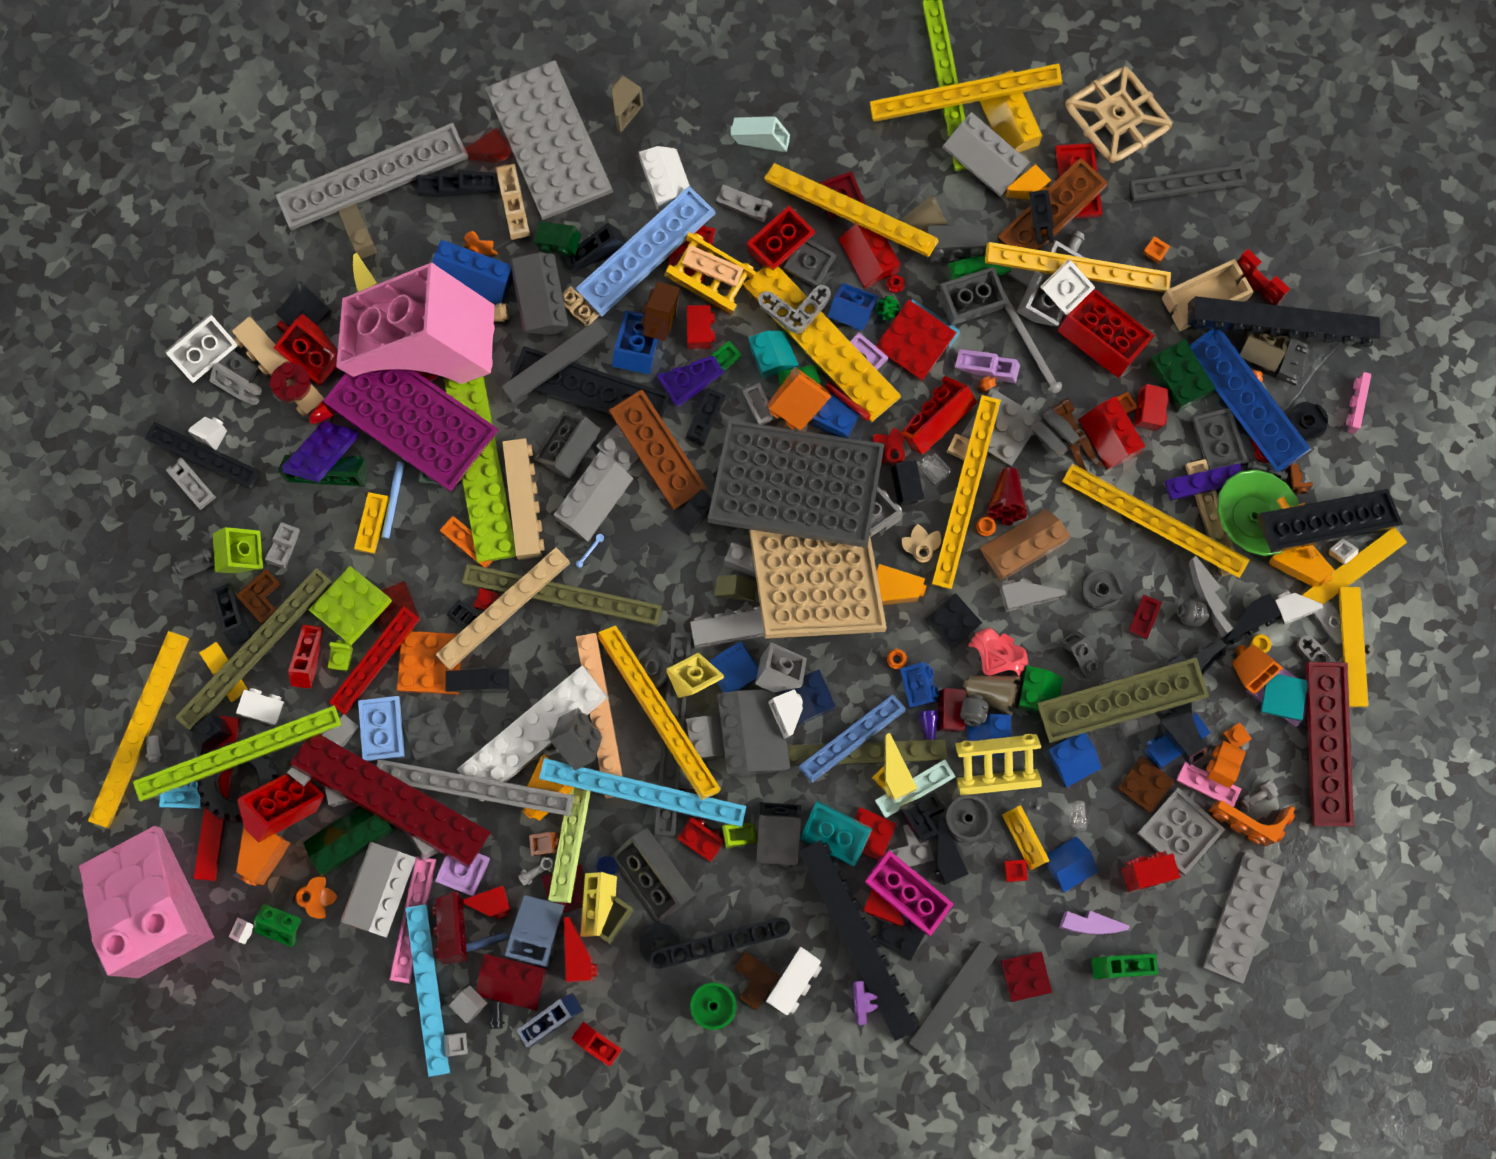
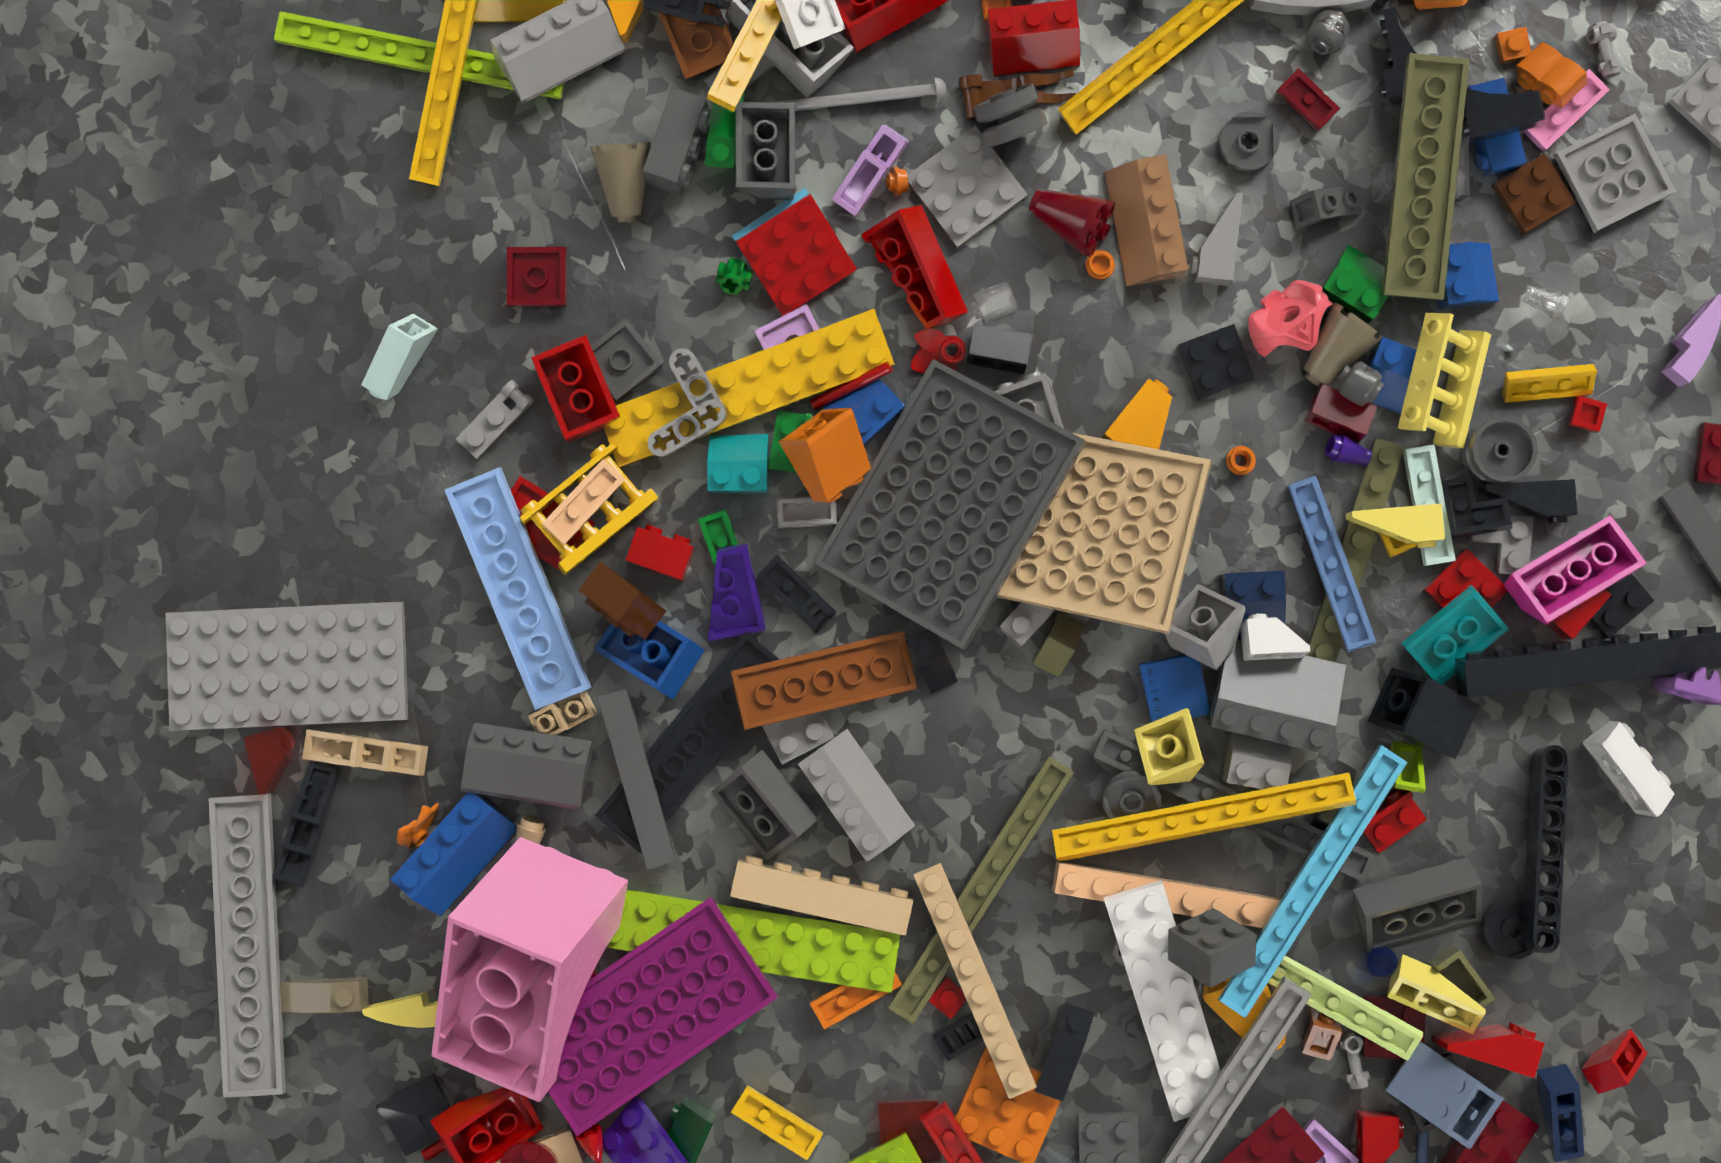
camera: 65 degrees left, 10 degrees up
(392, 500) = (753, 1080): light blue bar -> none
(557, 238) = (450, 709): dark green brick -> none
(596, 247) = (484, 658): black slope -> none
(599, 538) = (943, 848): light blue hinge -> none
(626, 101) = (275, 533): dark tan slope -> none
(663, 174) = (410, 518): white slope -> none
(704, 997) = (1643, 889): green wheel -> none
(727, 628) = (1114, 676): light grey brick -> none
(761, 979) = (1607, 809): reddish brown plate -> none
(851, 210) = (571, 270): yellow plate -> none
(852, 306) = (712, 323): blue slope -> none
(869, 255) = (639, 269): red slope -> none
(895, 288) = (699, 258): red plate -> none
(919, 684) = (1289, 443): blue bracket -> none
(921, 541) = (1087, 361): tan plate -> none
(958, 446) = (973, 255): tan plate -> none
(966, 492) = (1044, 271): yellow plate -> none
(1071, 864) = (1602, 336): blue slope -> none
(1150, 871) = (1666, 236): red brick -> none
(1257, 832) = (1663, 53): orange bracket -> none

